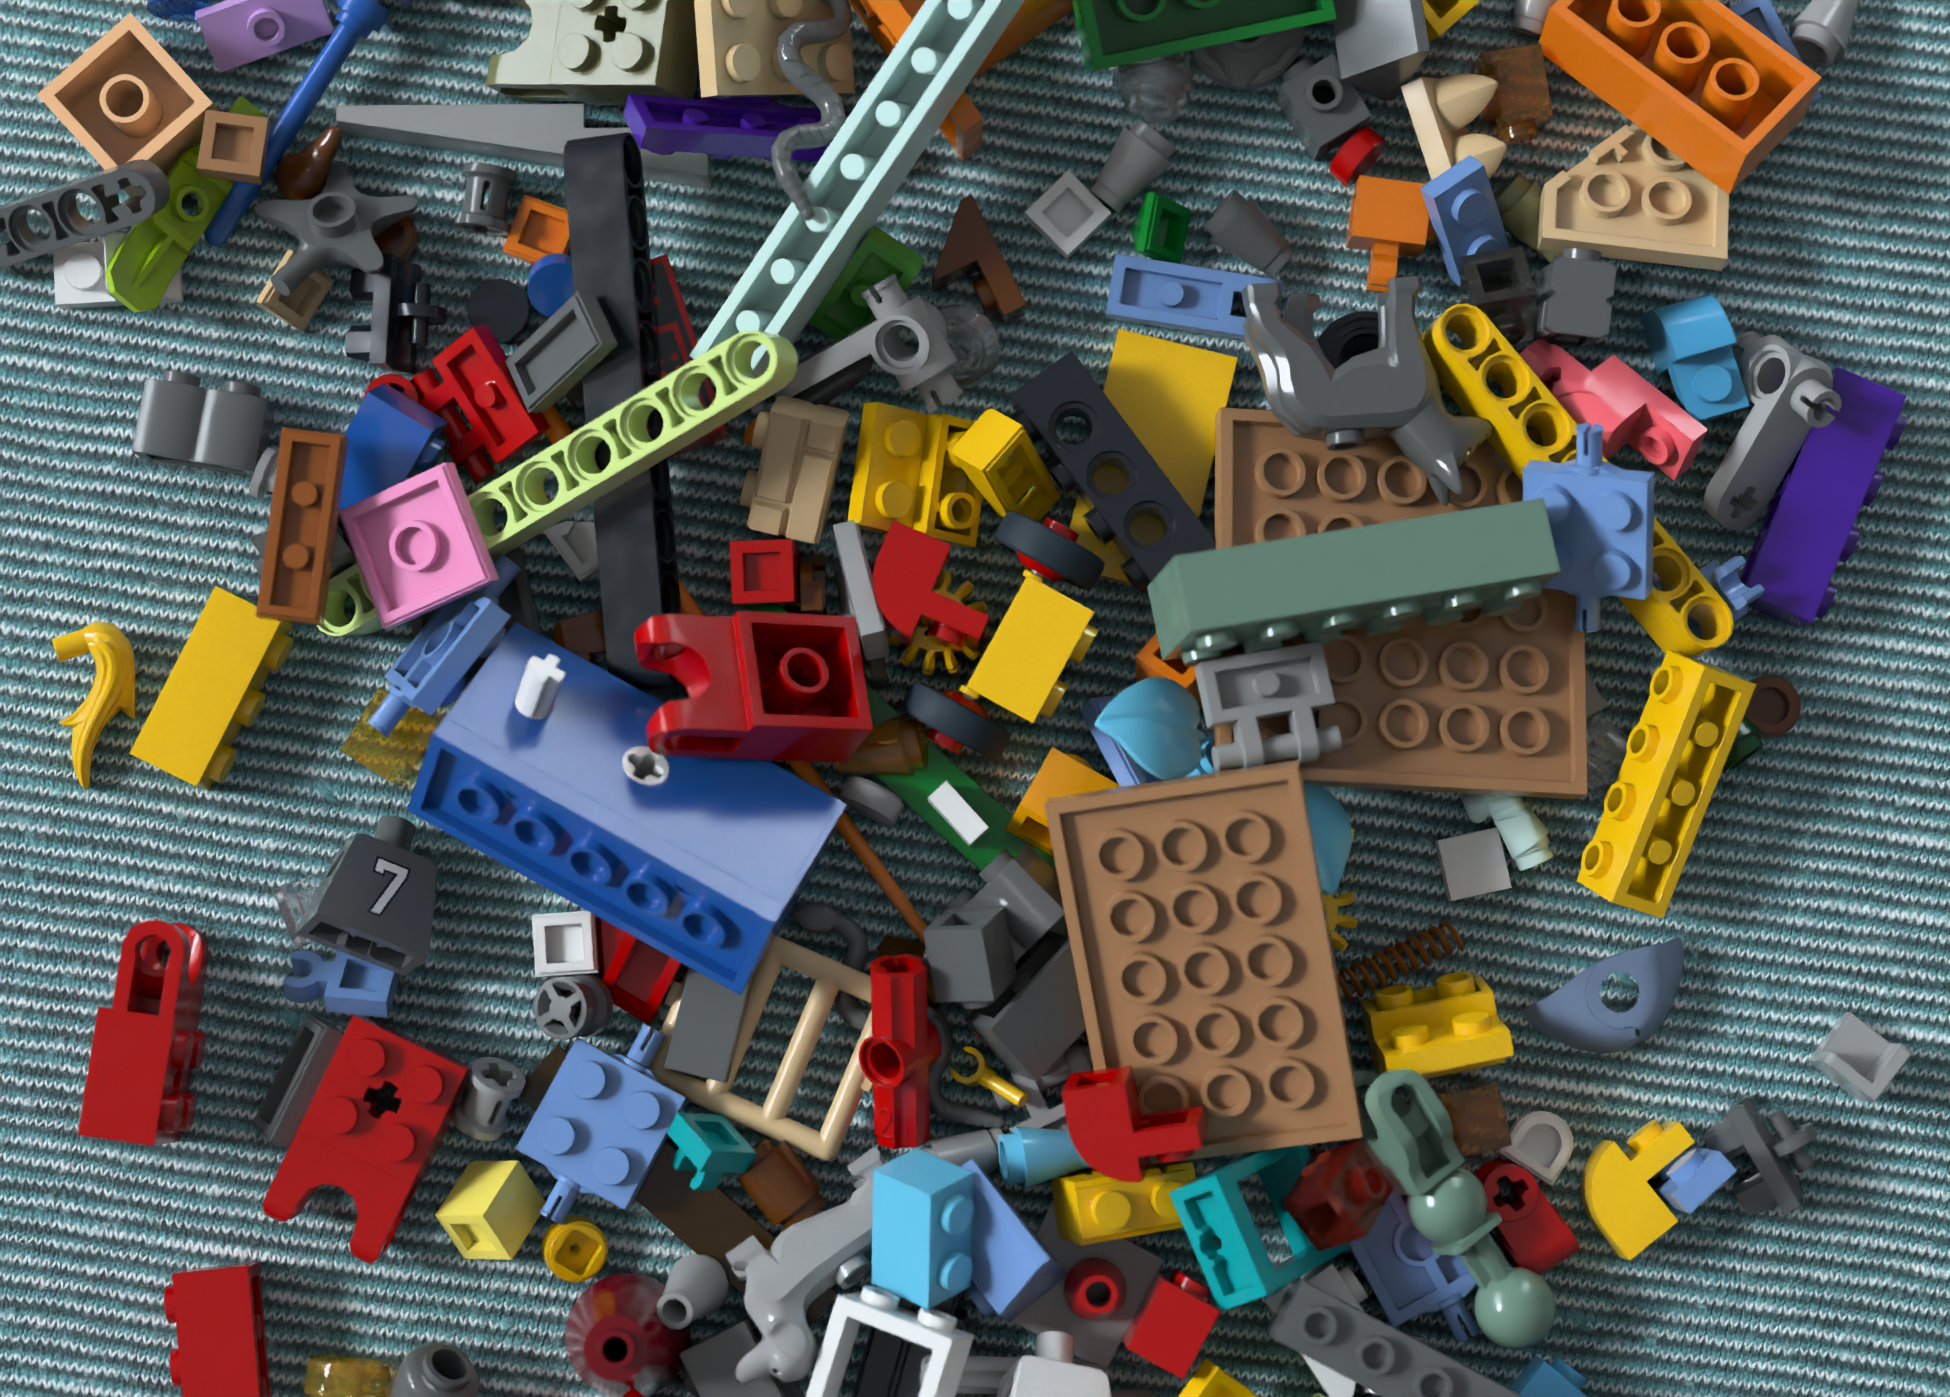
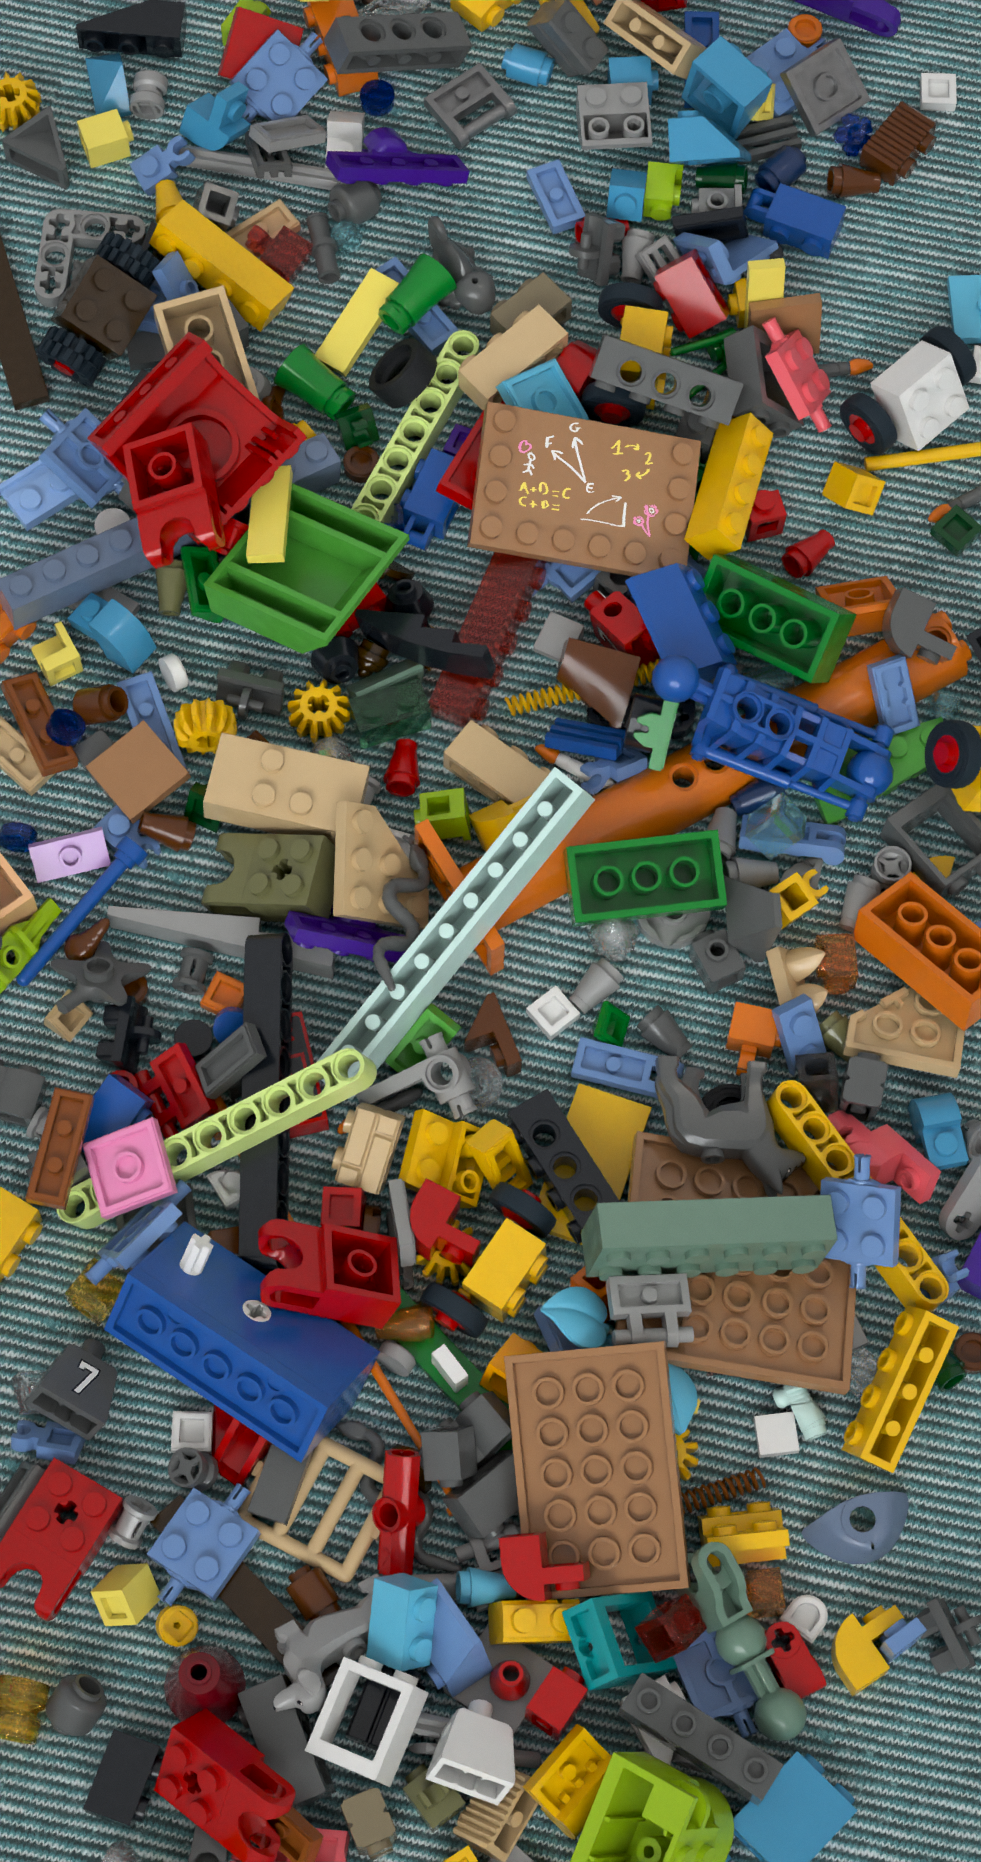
camera: 10 degrees right, 15 degrees down
(233, 147) = (43, 924): medium nougat tile -> none
(692, 1290) = (251, 1655): light grey cone -> none
(709, 1145) = (269, 1565): teal tile -> none
(990, 1080) = (453, 1539): yellow hand -> none
(1357, 156) = (736, 990): red tile -> none

